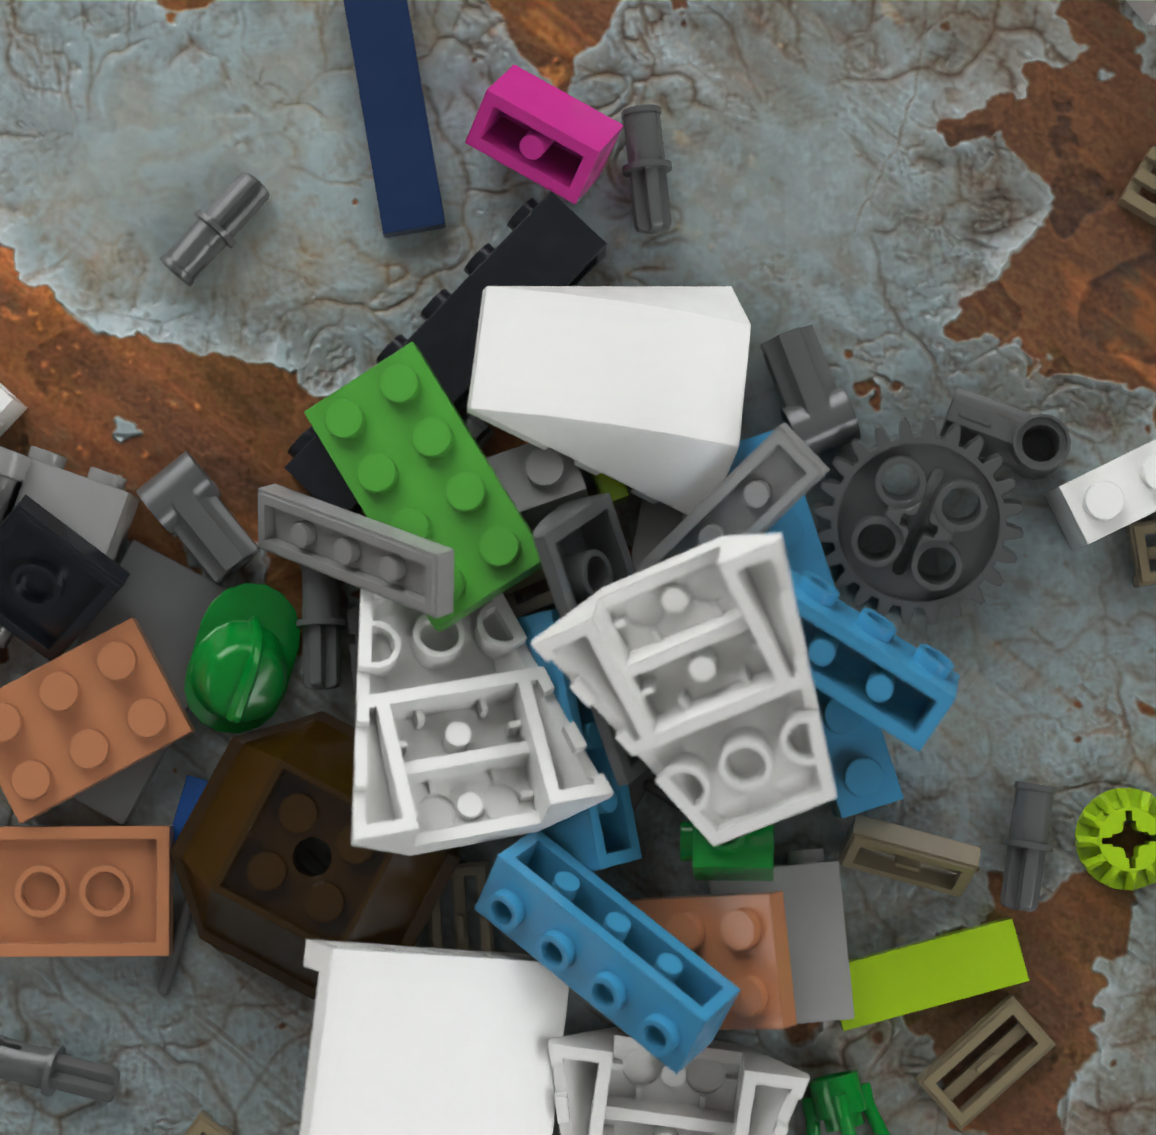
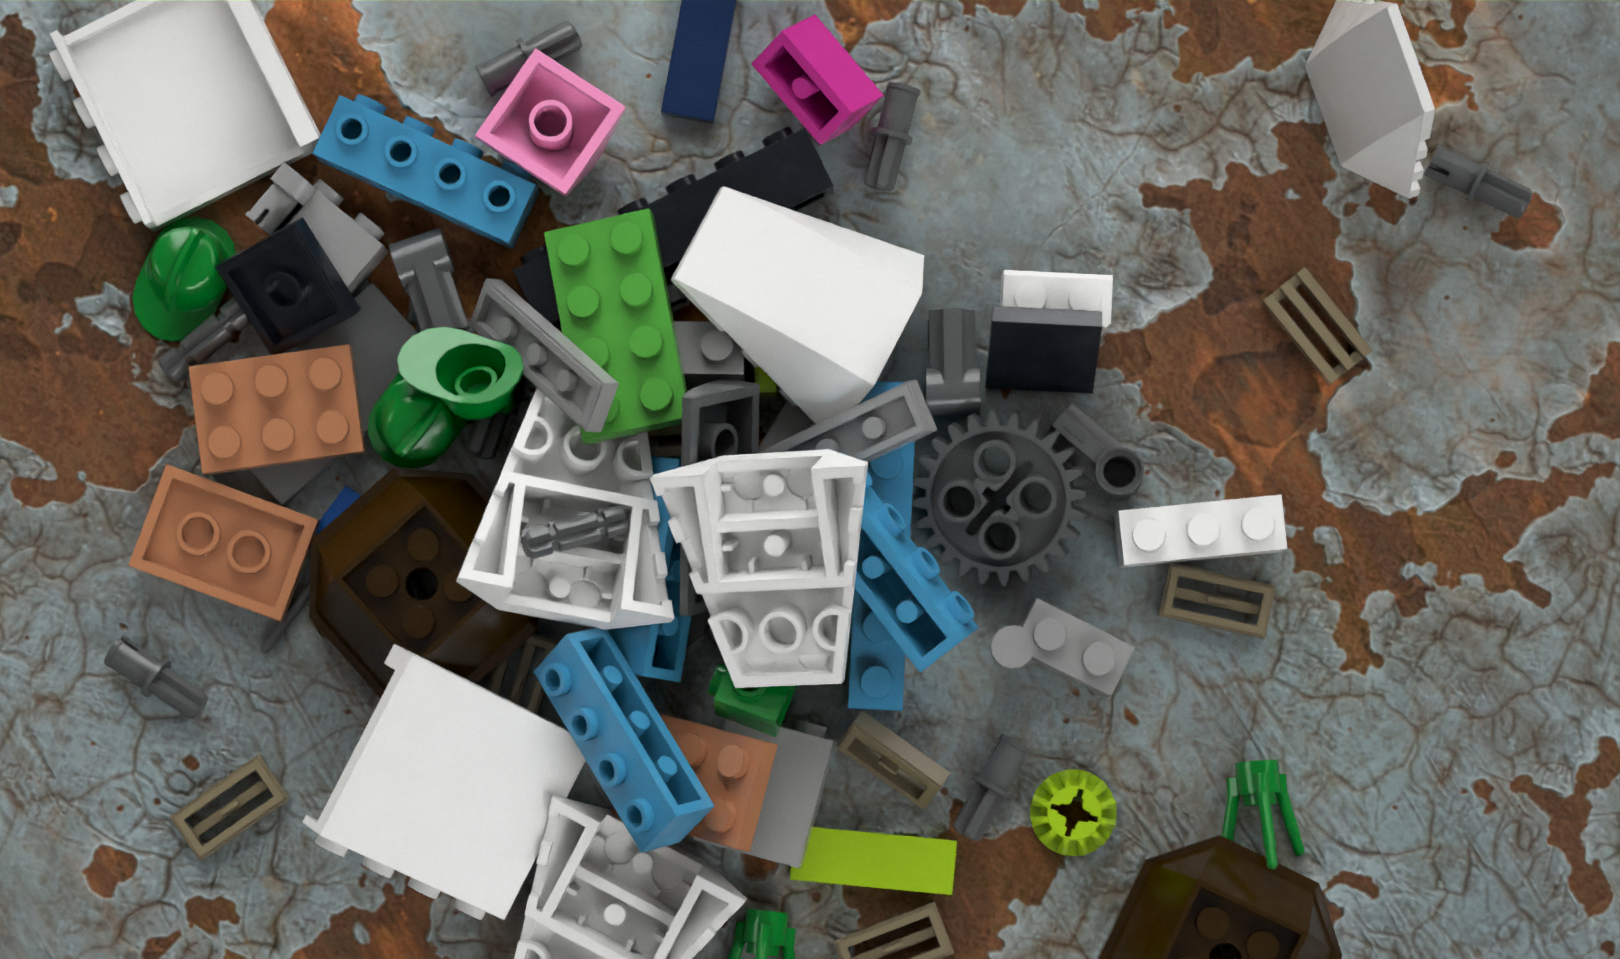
camera: 25 degrees right, 0 degrees up
(147, 393) = (427, 171): none -> dark azure brick
(267, 288) = (551, 123): none -> bright pink slope
(269, 600) = (463, 370): none -> green piece
(463, 736) = (574, 531): none -> dark grey axle
(897, 282) = (1058, 291): none -> white brick
(906, 338) = (1043, 349): none -> black tile
(1052, 659) = (1063, 646): none -> light grey hinge

